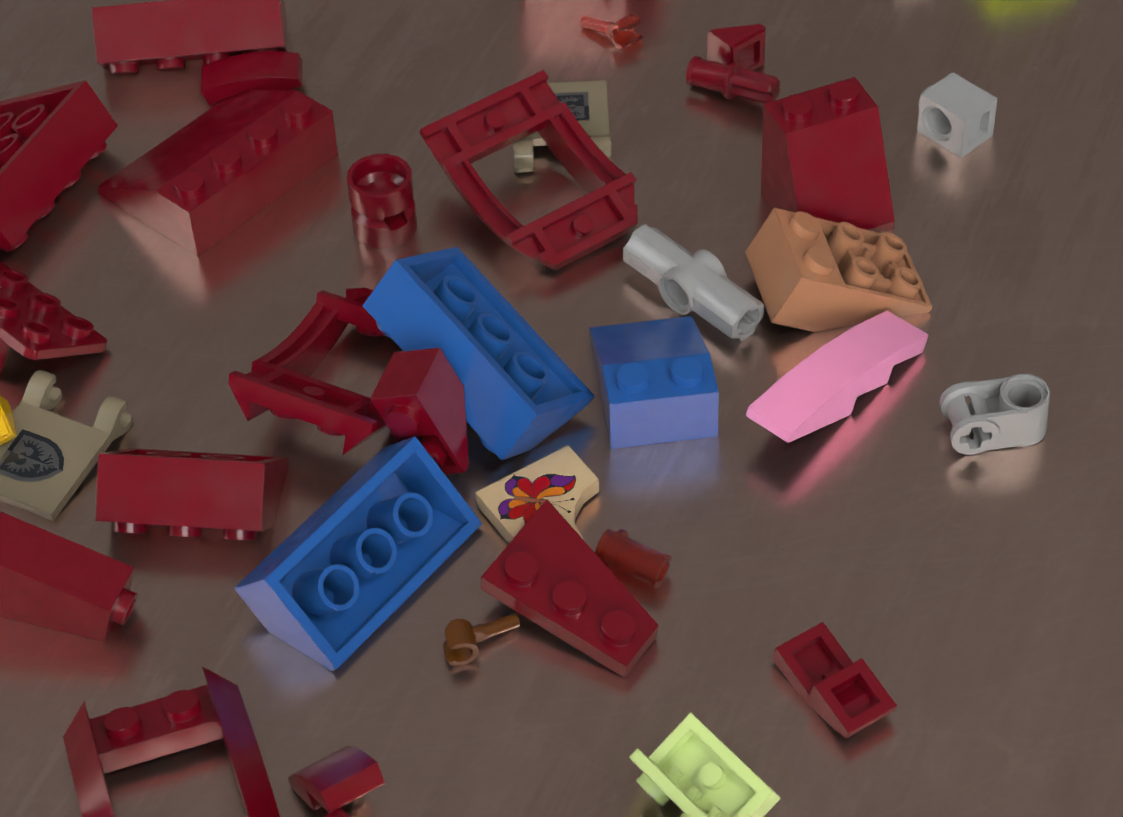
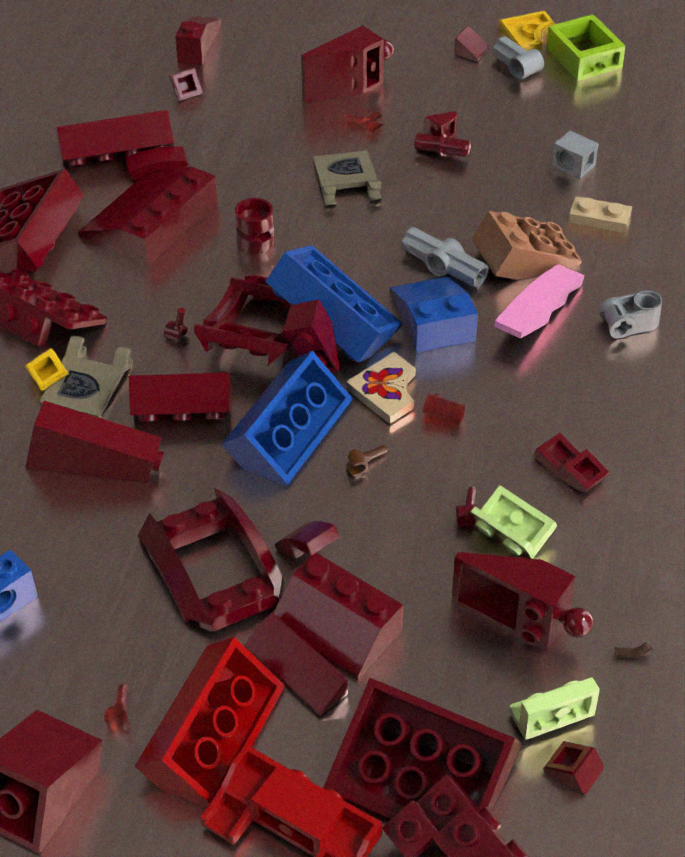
camera: 10 degrees left, 0 degrees up
(211, 368) = (176, 328): none -> dark red hand
(508, 117) = (324, 170): dark red wedge -> none
(570, 592) = (414, 429): dark red wing -> none
(621, 750) = (463, 514): none -> dark red hand
(827, 156) = (510, 180): dark red slope -> none
(981, 225) = (600, 214): none -> tan plate

